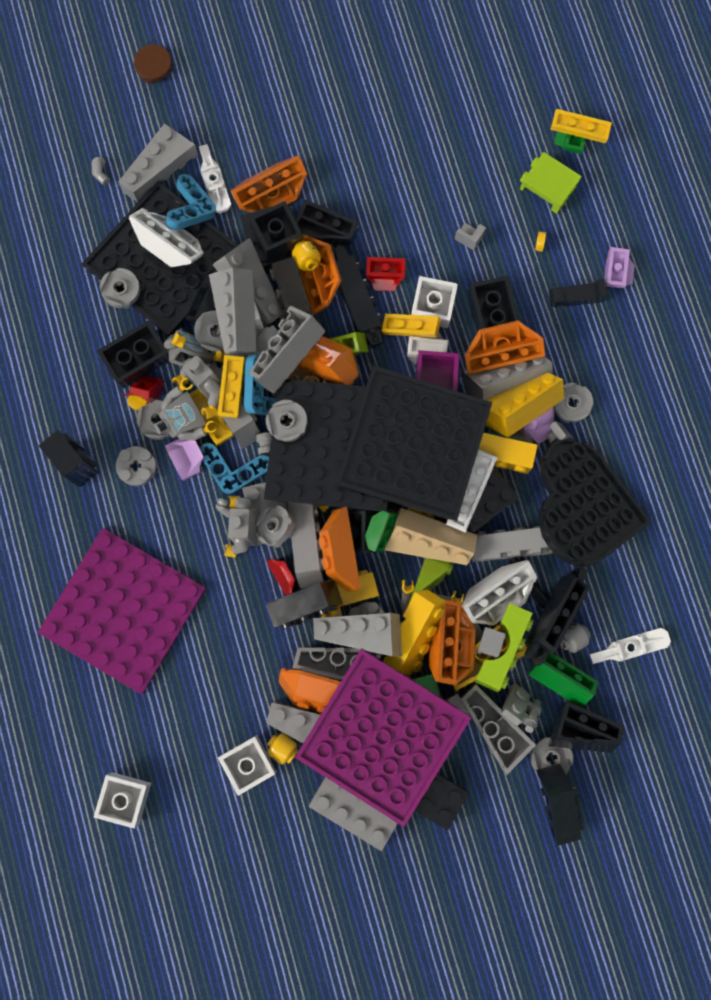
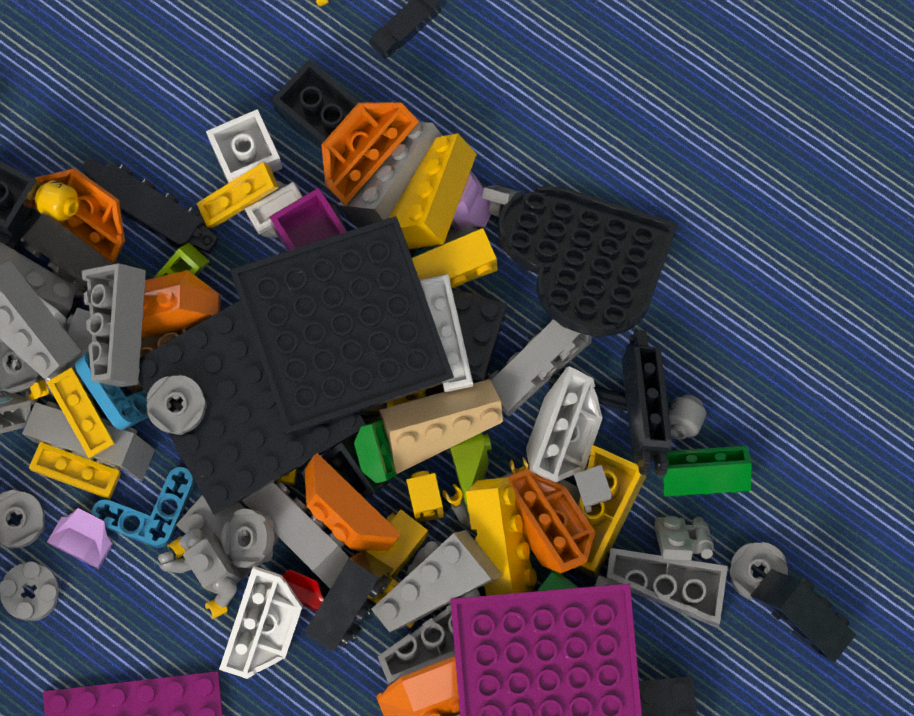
camera: 30 degrees left, 5 degrees down
(181, 416) = (44, 492): light grey torso -> none
(204, 380) = (41, 429): light grey torso -> none
(246, 581) = (262, 625): none -> white wedge
(264, 442) = (166, 452): light grey wheel -> none
(326, 224) = (51, 148): black wedge -> none
(385, 272) = (161, 155): red slope -> none
(391, 574) = (425, 496): none -> yellow brick
(470, 236) = (230, 43): light grey panel -> none
(514, 624) = (619, 517): lime arch -> none
(583, 407) = (506, 150): light grey plate -> none
(584, 730) = (771, 511): black wedge -> none
(643, 644) = (769, 369): white piece -> none

